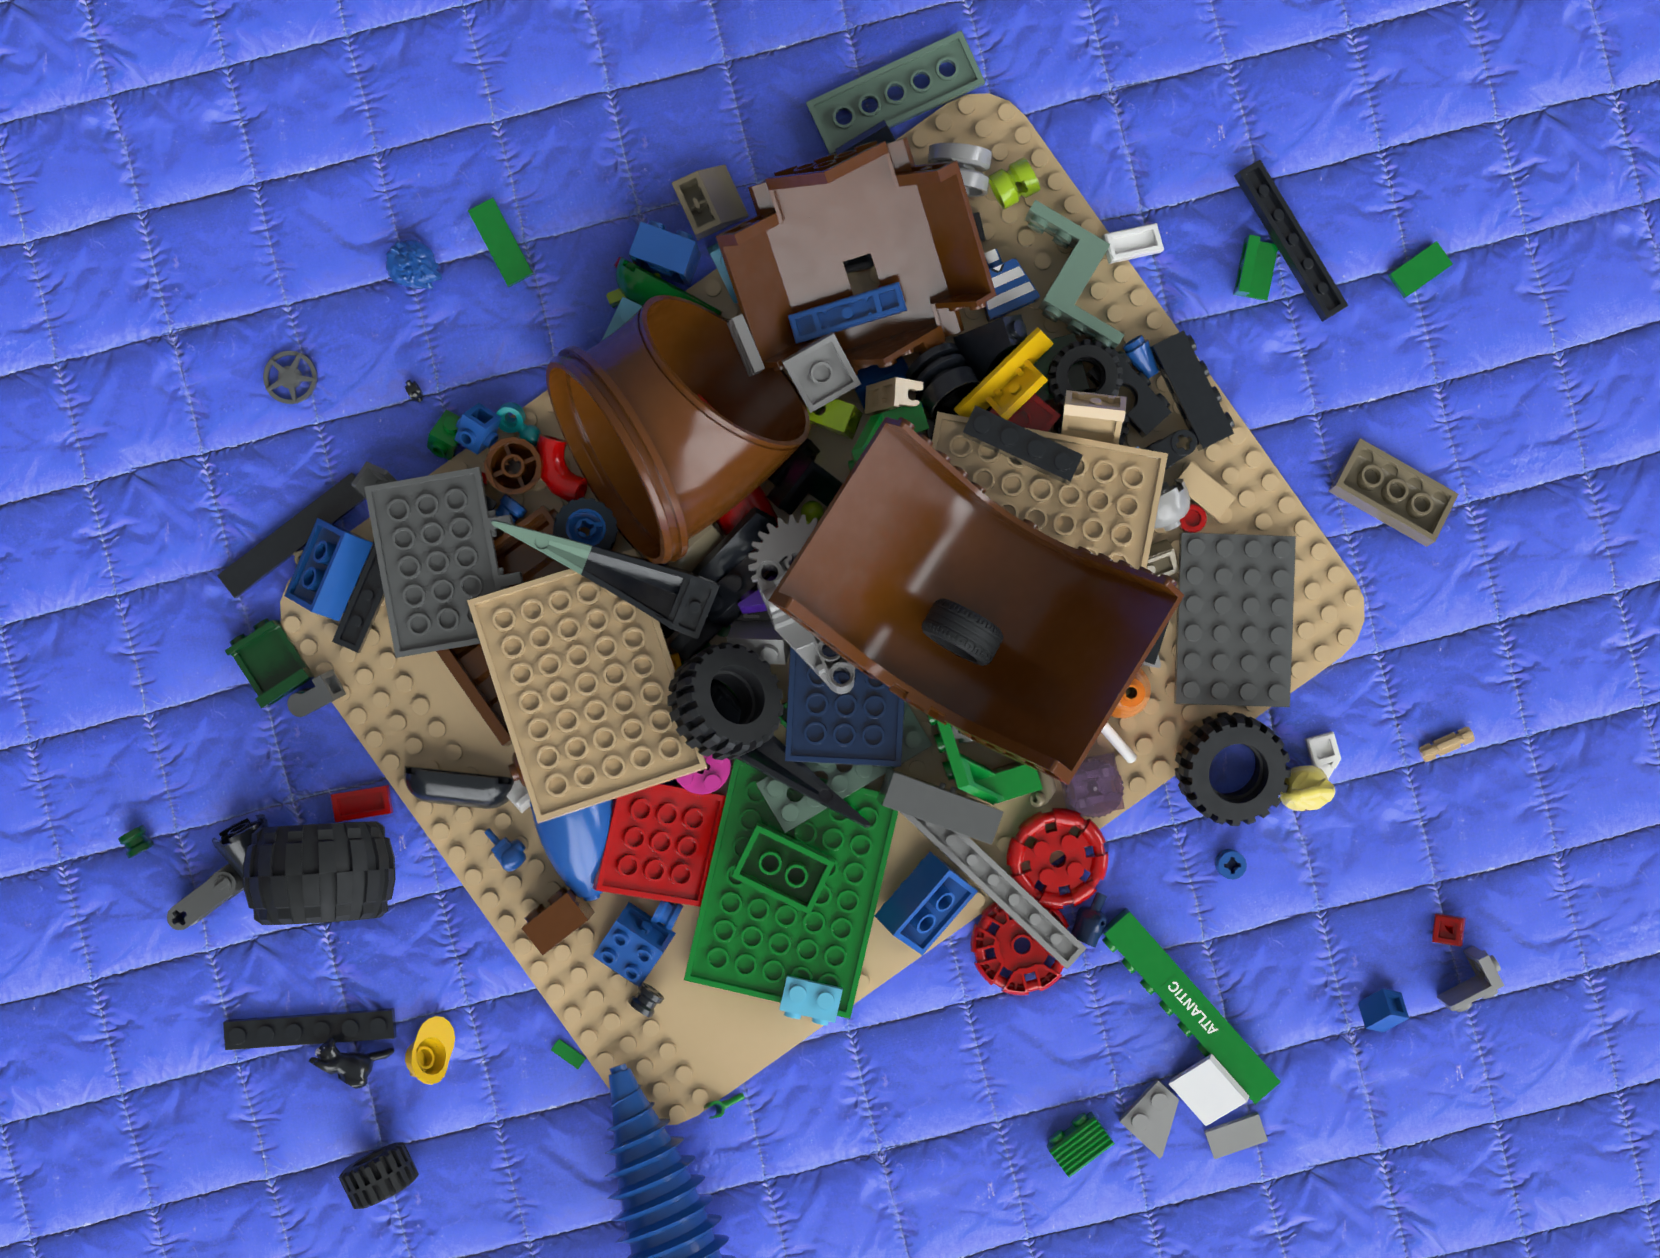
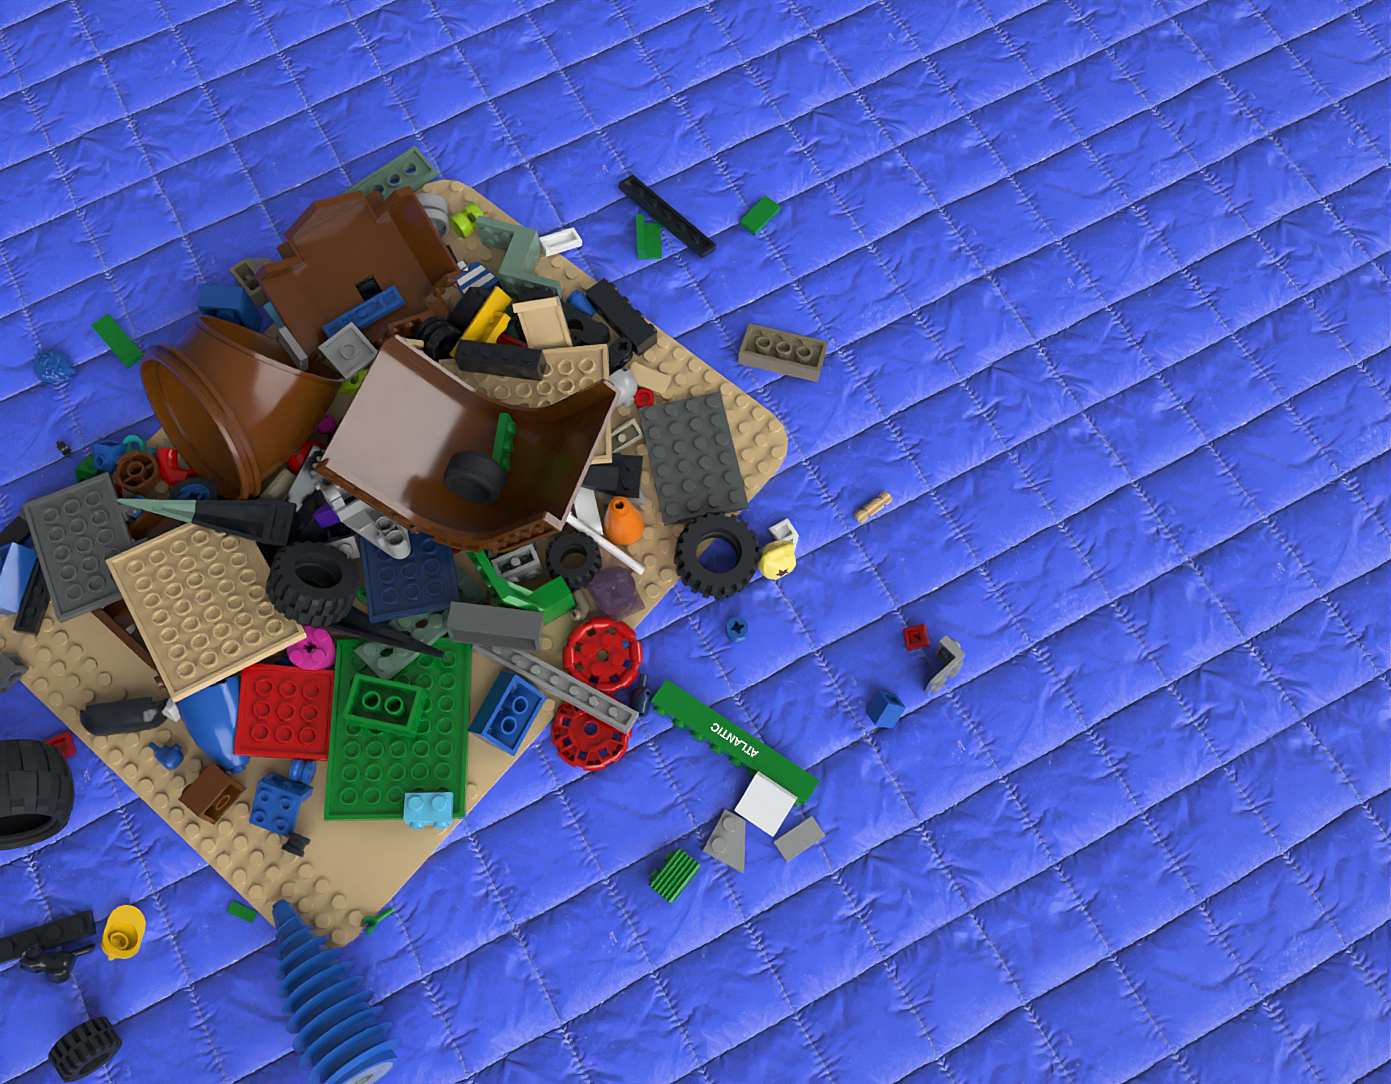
camera: 15 degrees left, 20 degrees down
(1004, 580) = (504, 441): none -> green plate

